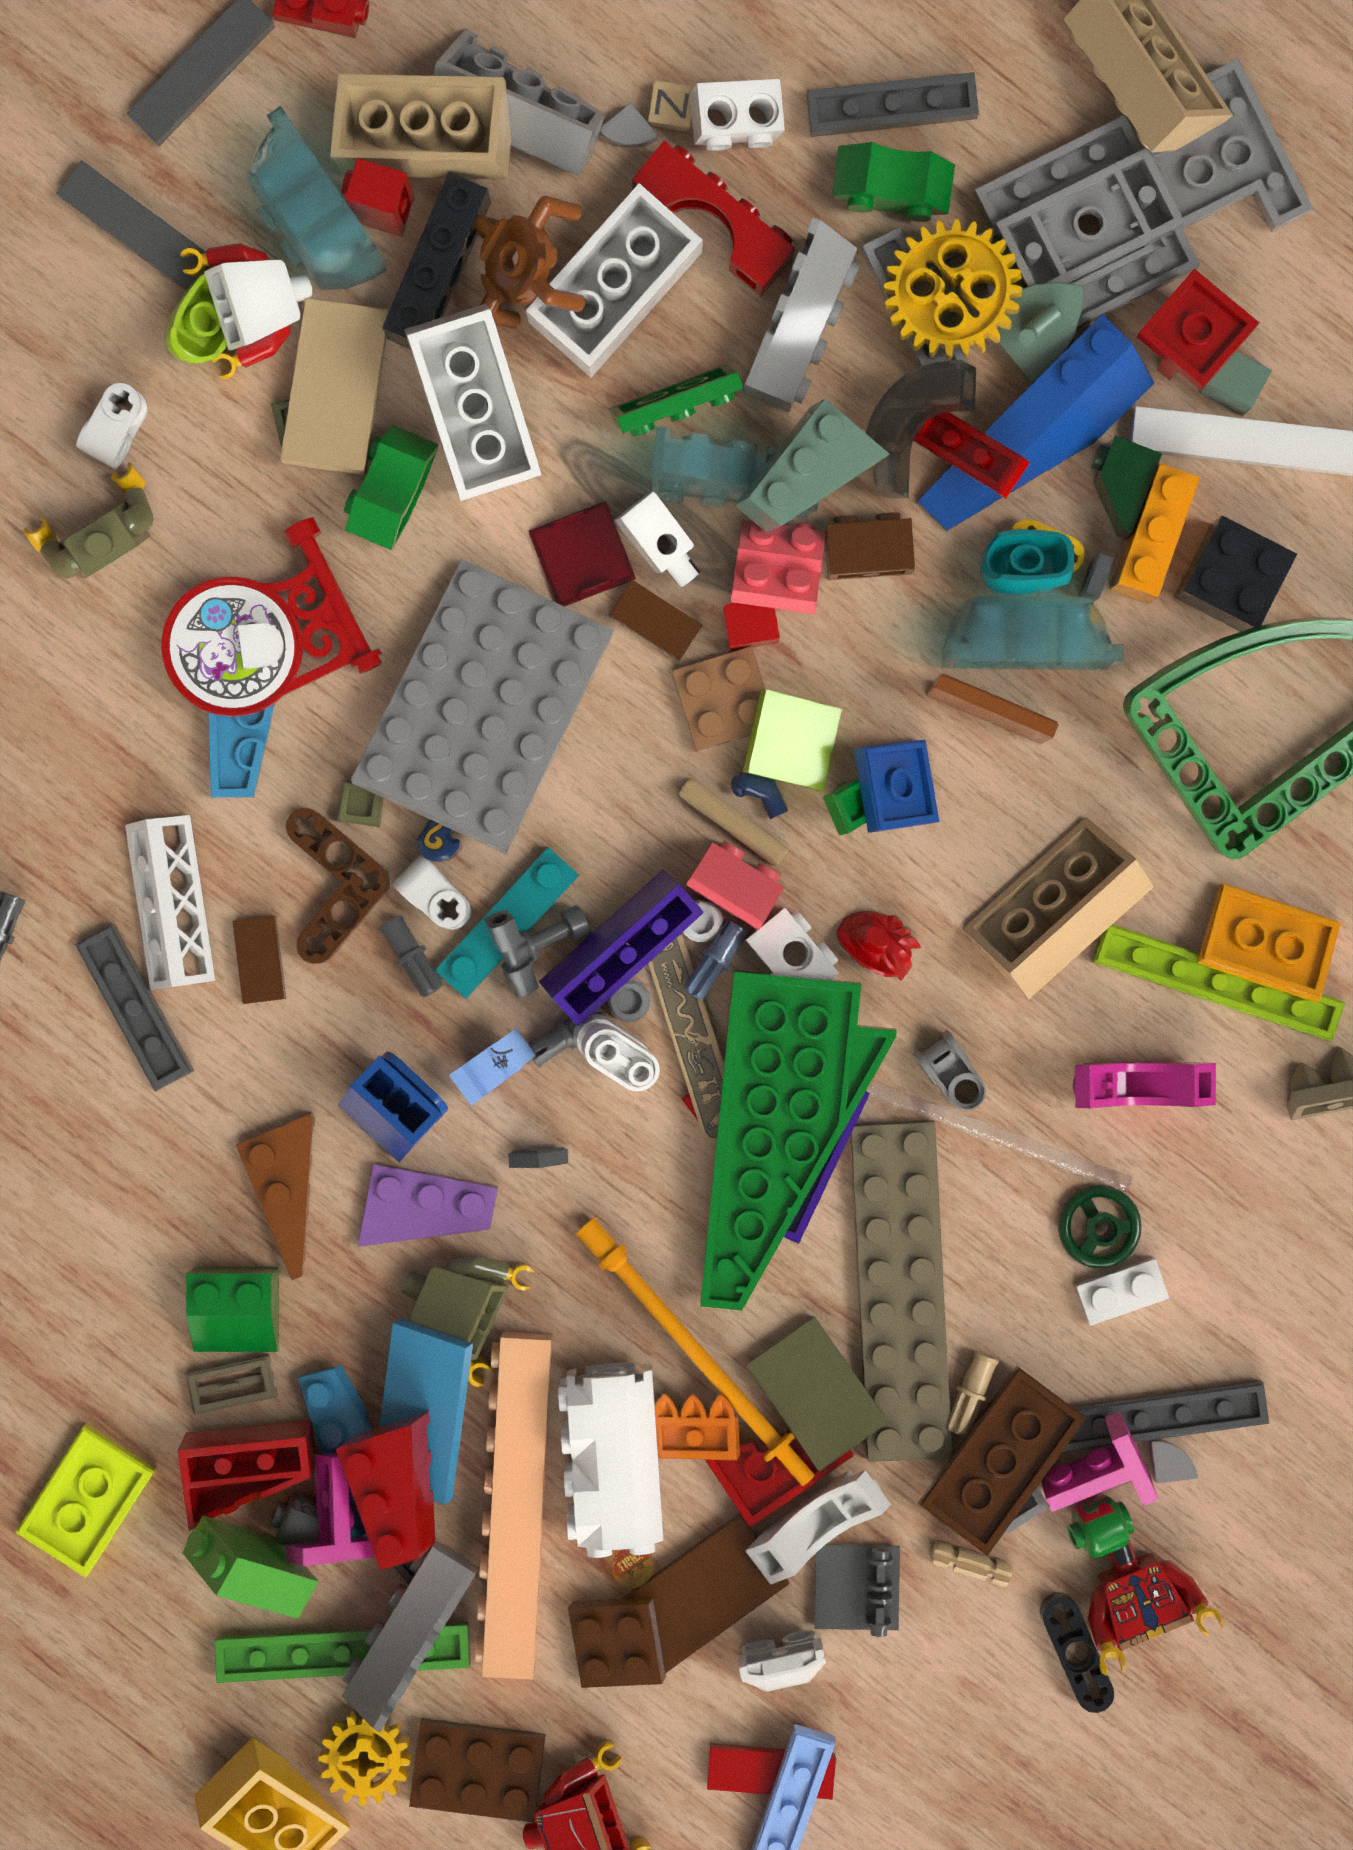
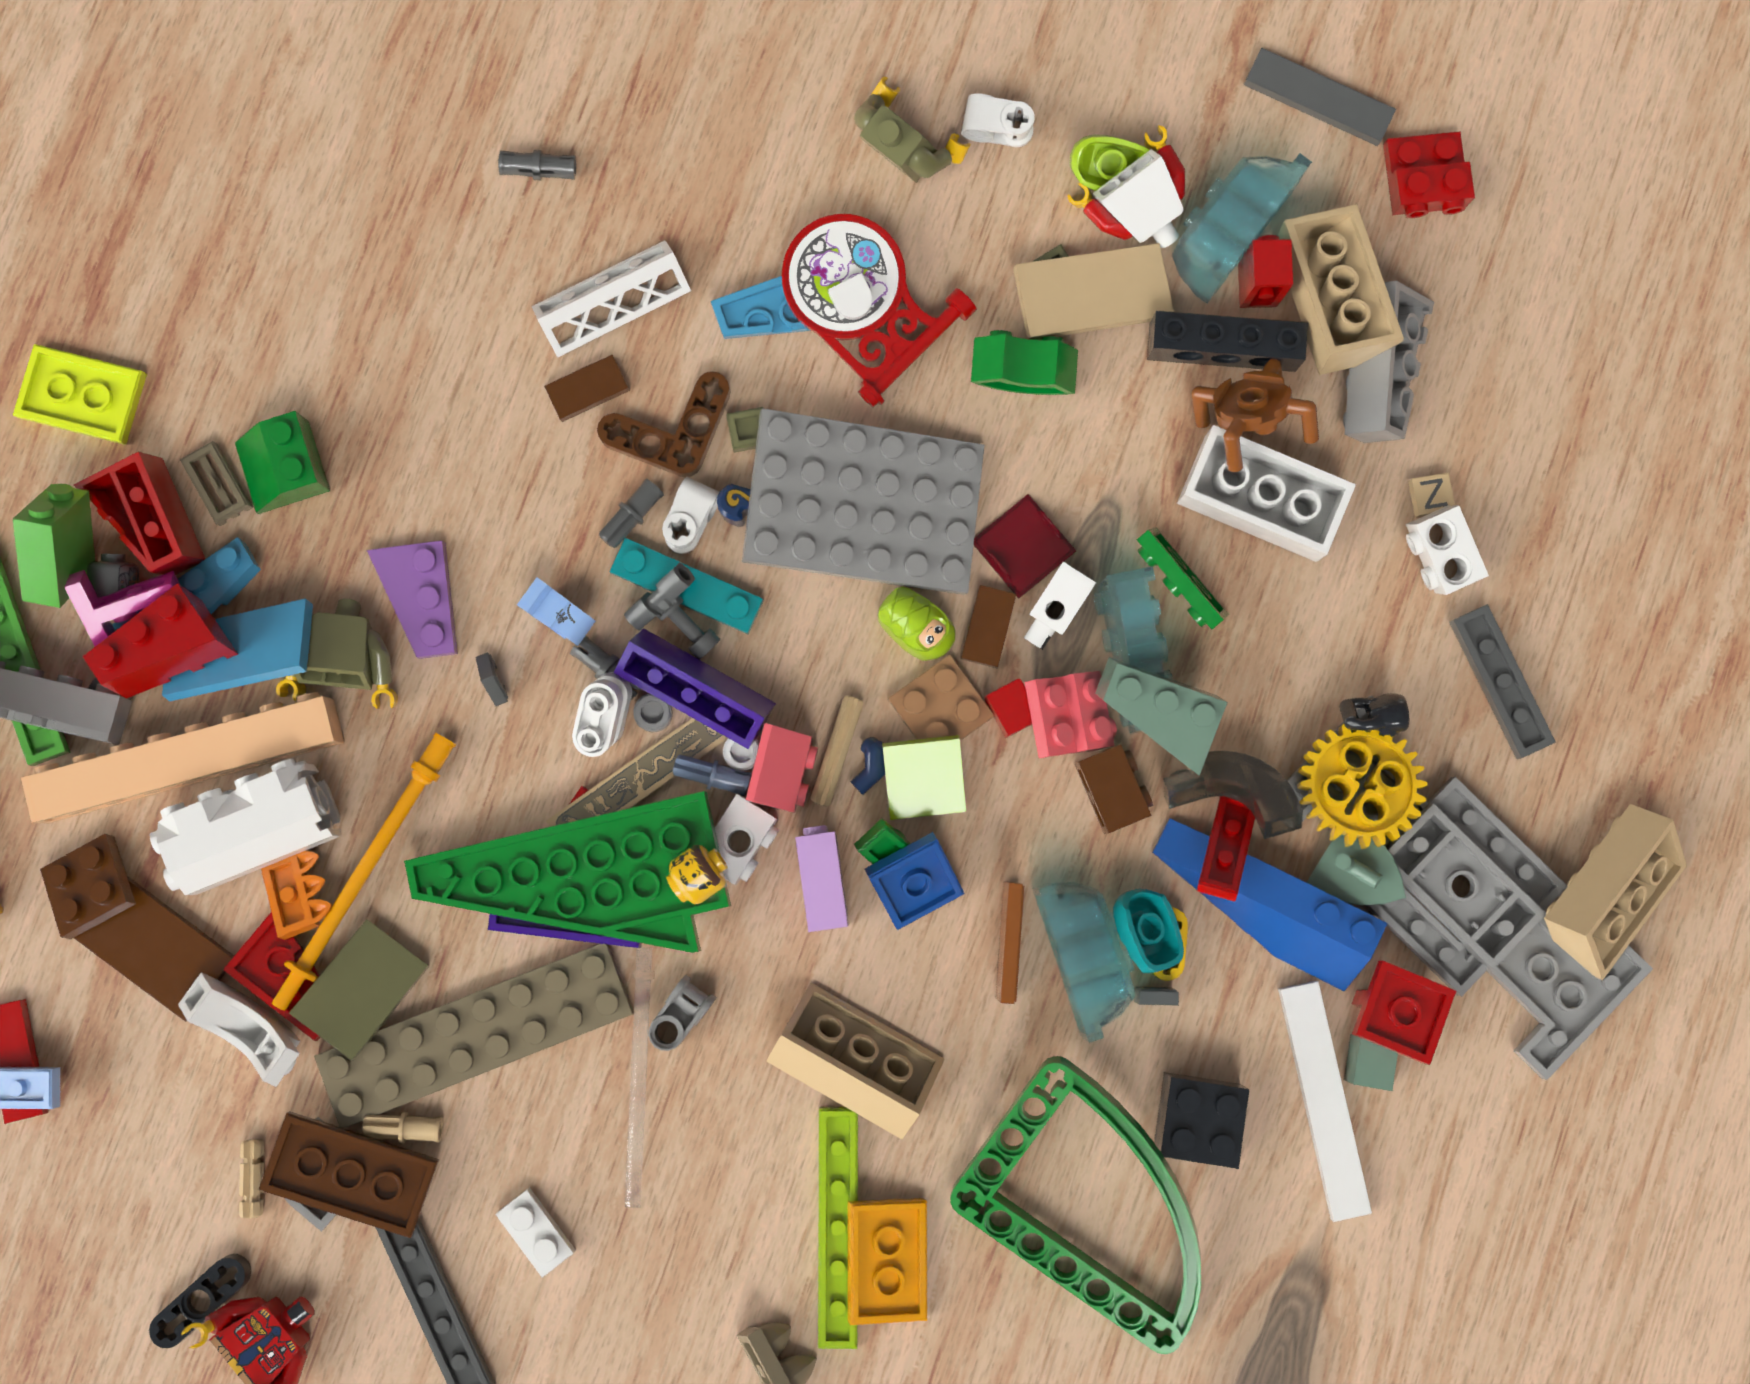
camera: 65 degrees right, 5 degrees down
(130, 223) = (1171, 78): dark grey tile -> none
(134, 1007) = (513, 298): dark grey tile -> none
(280, 1173) = (409, 464): dark orange wing -> none
(393, 1105) = (495, 537): blue brick -> none
(473, 401) = (1119, 406): white brick -> none
(628, 129) = (1398, 465): light grey tile -> none
(628, 694) = (916, 624): none -> lime piece
(631, 1569) = (153, 880): clear yellow tile -> none
(679, 185) = (1335, 607): red arch -> none
(784, 1666) = (102, 1028): white slope -> none
(802, 318) = (1291, 664): light grey wedge -> none
(819, 1004) = (697, 874): none -> yellow head
(857, 1588) = (199, 1084): dark grey hinge -> none
(864, 880) = (821, 879): none -> lavender brick
(878, 942) = (773, 912): red hat -> none
(887, 237) = (1385, 714): none -> black piece
(893, 181) = (1437, 703): green brick -> none
(1100, 1526) = (317, 1284): green head -> none
(1101, 1471) = (367, 1268): dark pink bracket -> none
(1115, 1227) = (576, 1203): dark green piece -> none
(1124, 480) = (1250, 992): dark green slope -> none
(1144, 1084) = (725, 1190): dark pink arch -> none
(1155, 534) = (1213, 1035): light orange brick -> none
(1170, 1462) = (395, 1329): light grey tile -> none

